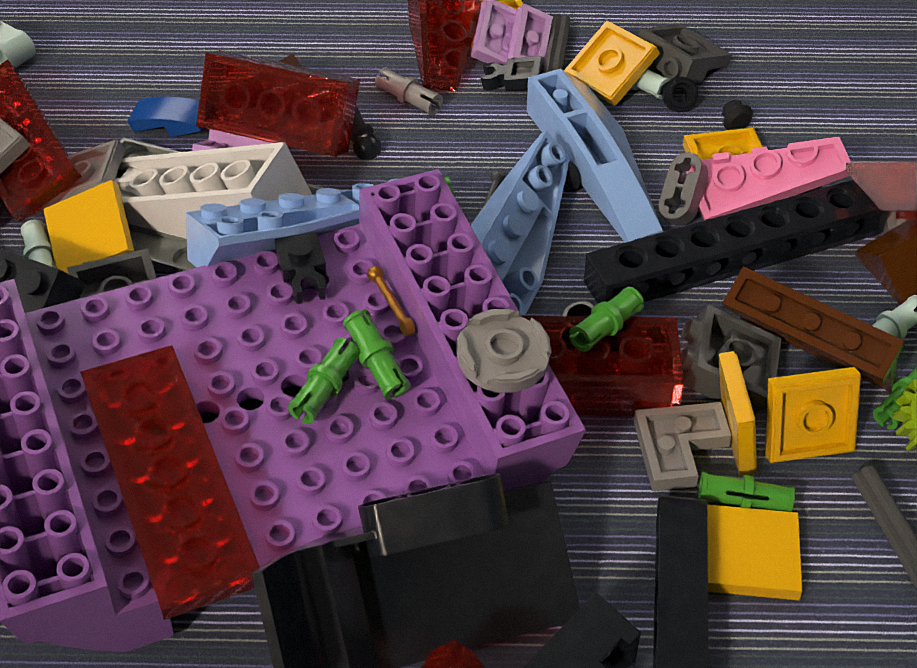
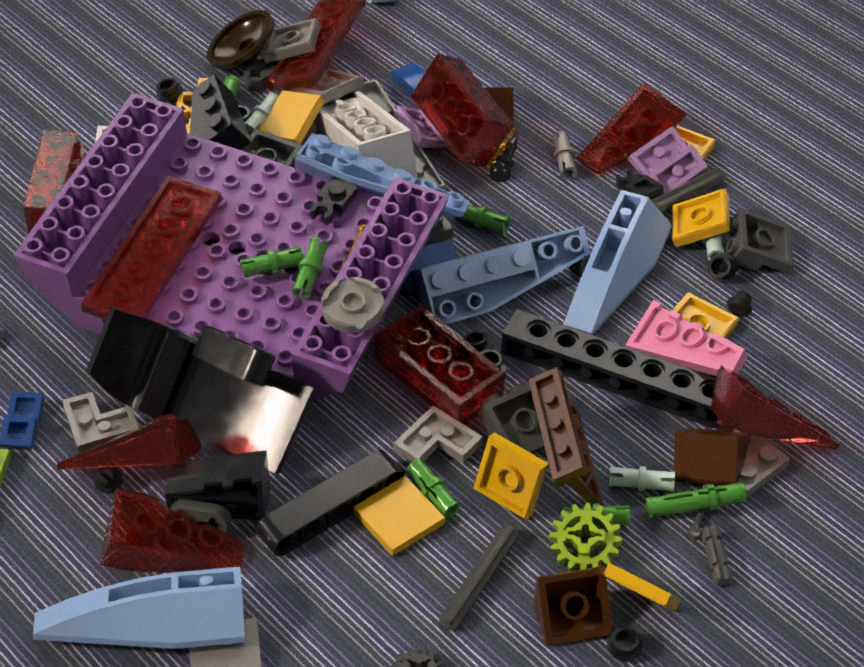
camera: 45 degrees right, 0 degrees up
(606, 319) = (459, 342): bright green pin -> none
(678, 188) = (631, 318): dark grey beam -> none
(738, 413) = (467, 443): yellow tile -> none

